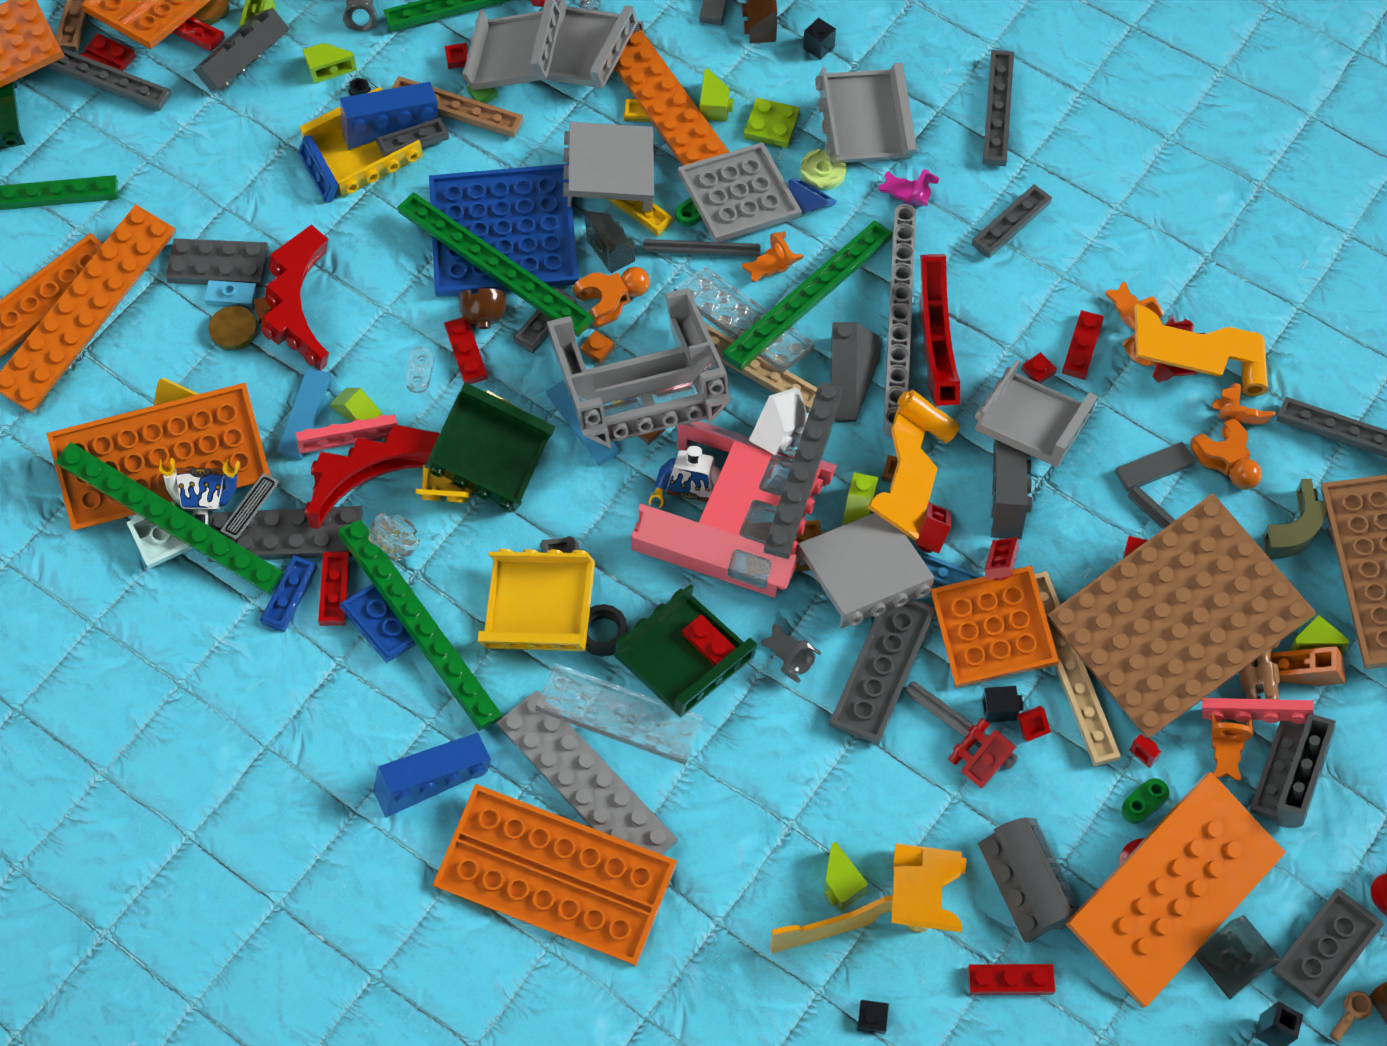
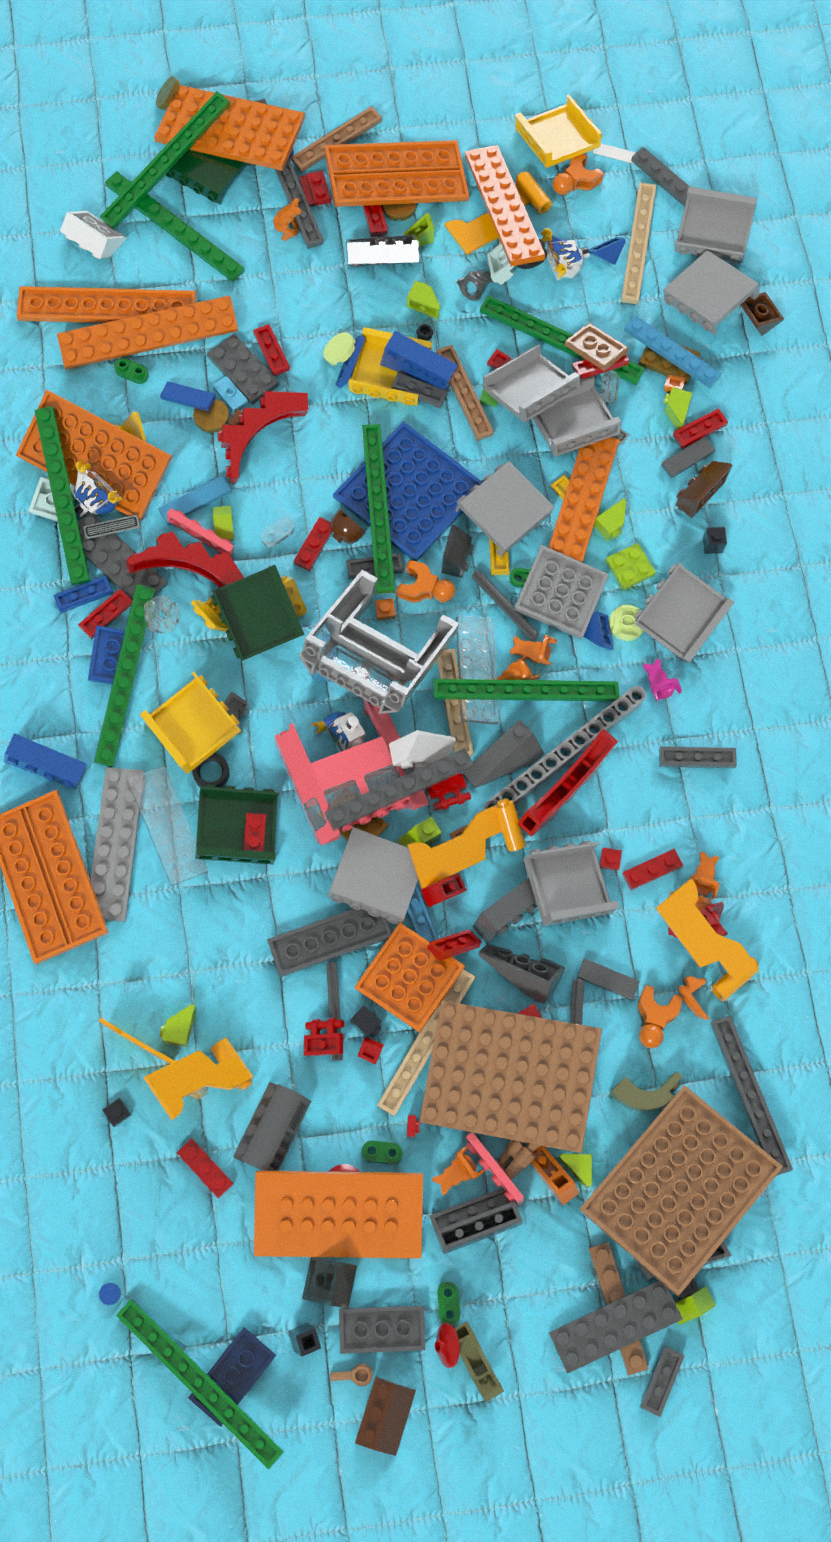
camera: 40 degrees right, 10 degrees up
(104, 357) = (130, 370): none -> green plate
(110, 98) = (284, 217): none -> orange hair
(191, 329) = (188, 396): none -> blue tile
(227, 222) = (271, 350): none -> red plate
(295, 165) = (339, 348): none -> yellowish green tile
(781, 285) = (518, 671): none -> orange hair
(796, 654) = (293, 884): dark grey hair -> none
(837, 436) = (451, 785): none -> red plate
(998, 108) = (771, 681): dark grey plate -> none
(1097, 522) = (531, 976): none -> dark grey wedge
(1352, 867) = (448, 1303): none -> green plate

